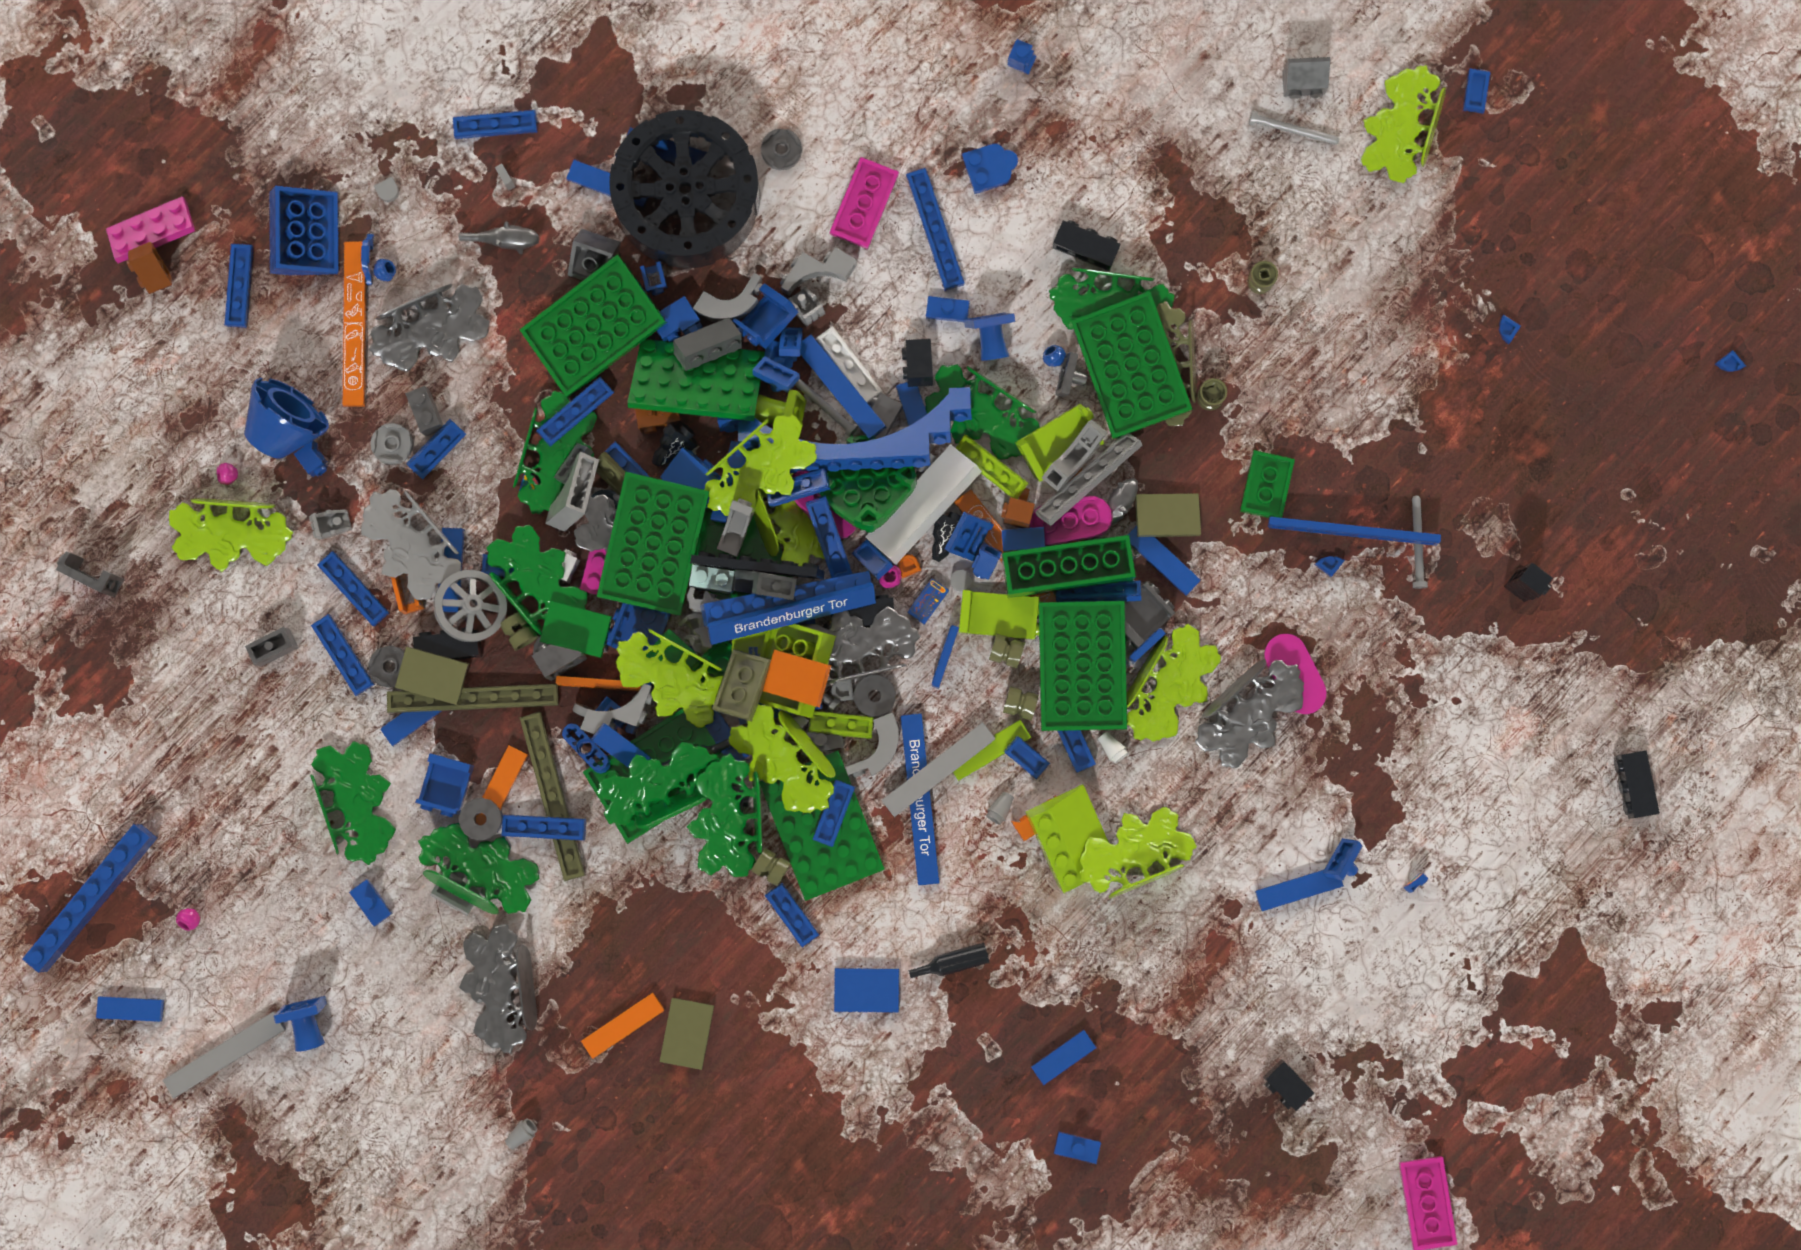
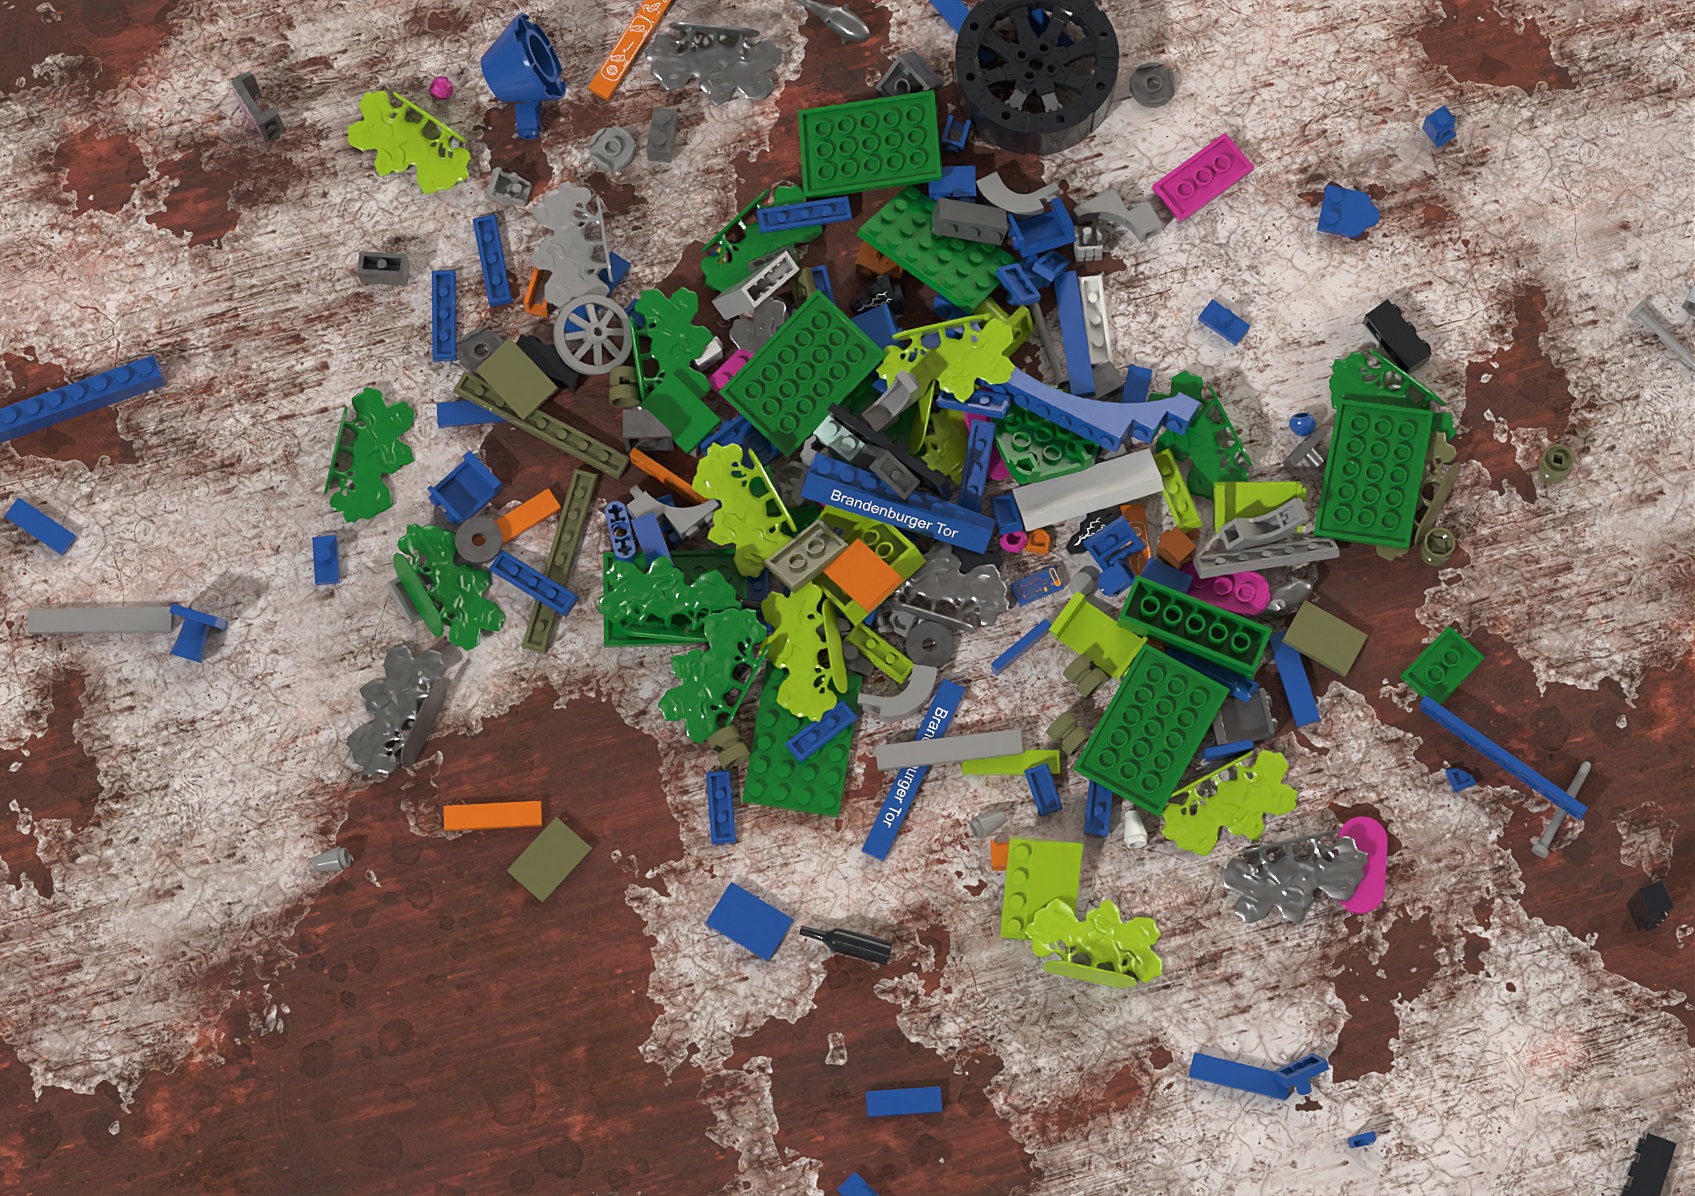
camera: 30 degrees right, 10 degrees down
(188, 919) = (146, 474): dark pink piece -> none
(436, 448) = (651, 175): blue plate -> none
(919, 362) = (1164, 354): black brick -> none
(935, 229) = (1257, 241): blue tile -> none
(991, 334) = (1252, 367): blue plant -> none

